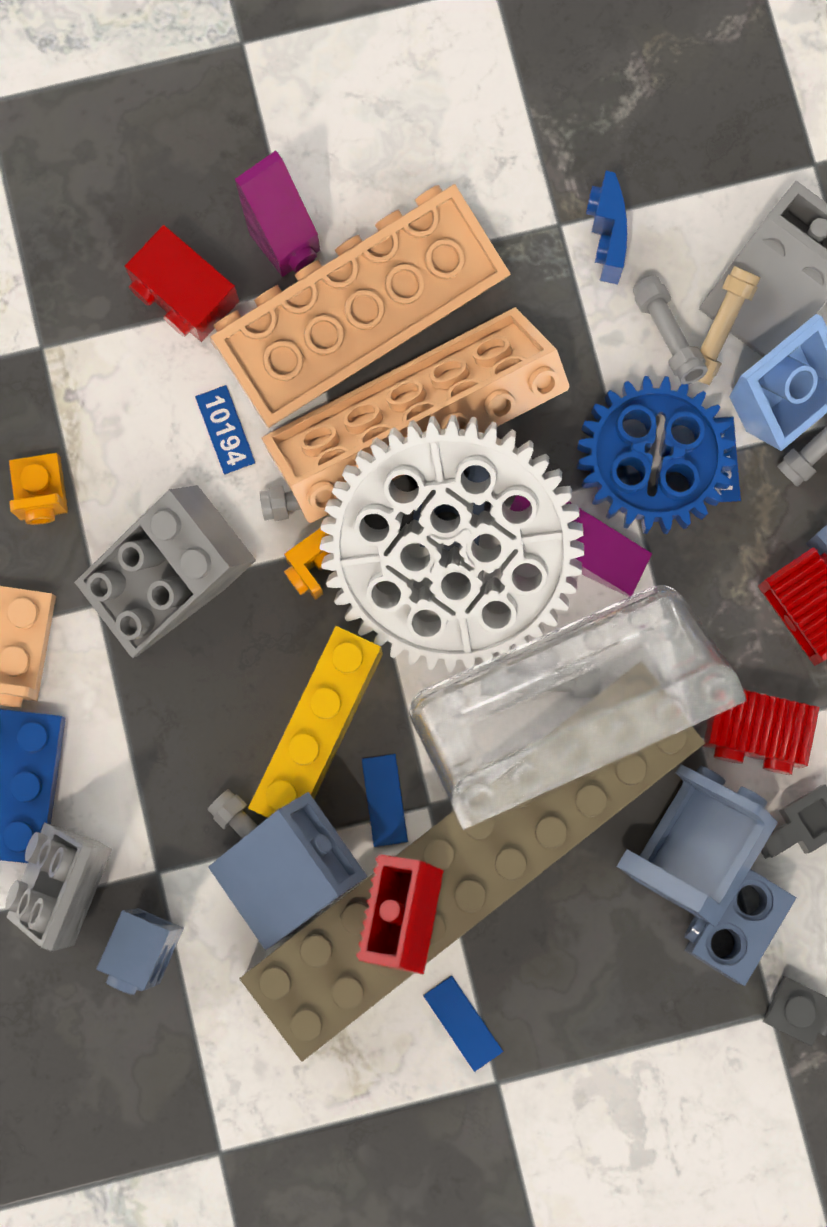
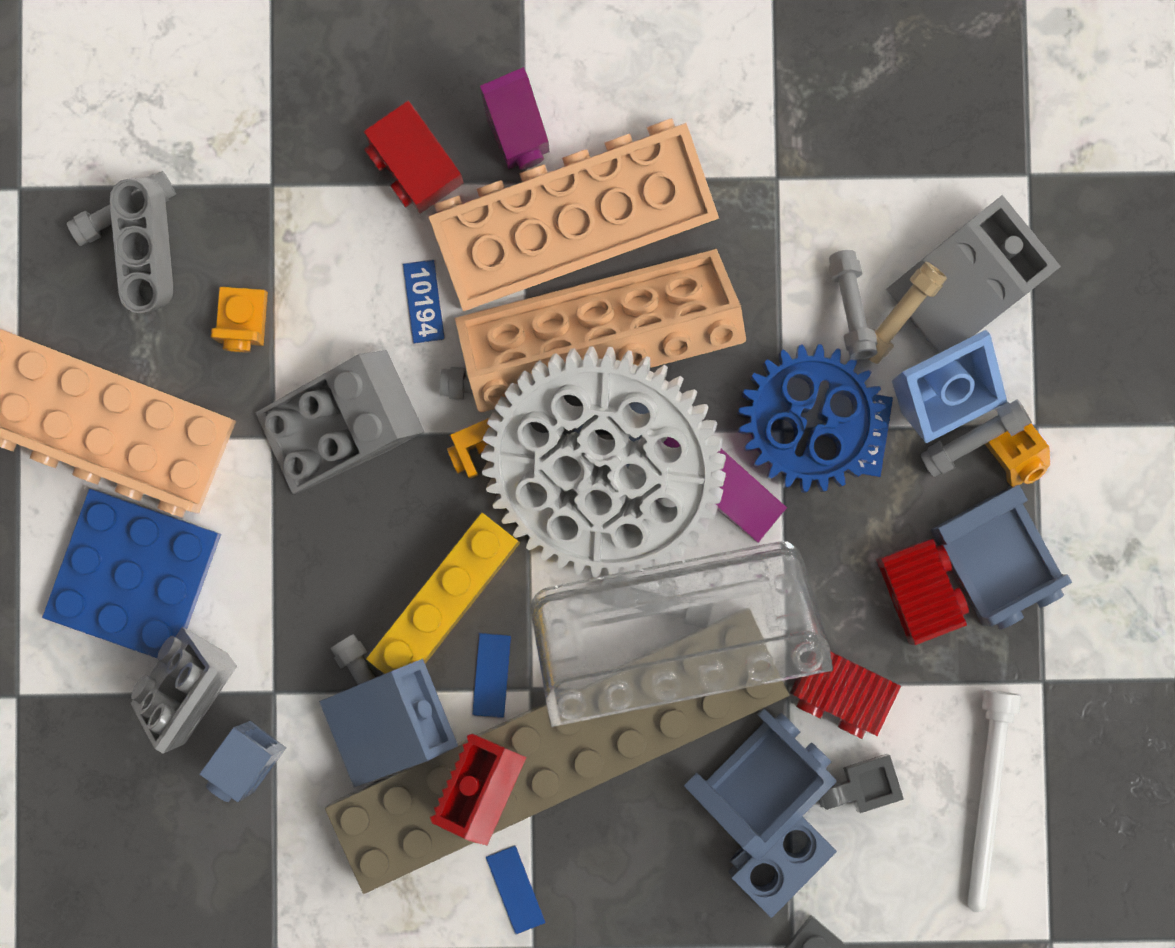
camera: 10 degrees right, 5 degrees up
(611, 223) = (823, 185): blue slope -> none

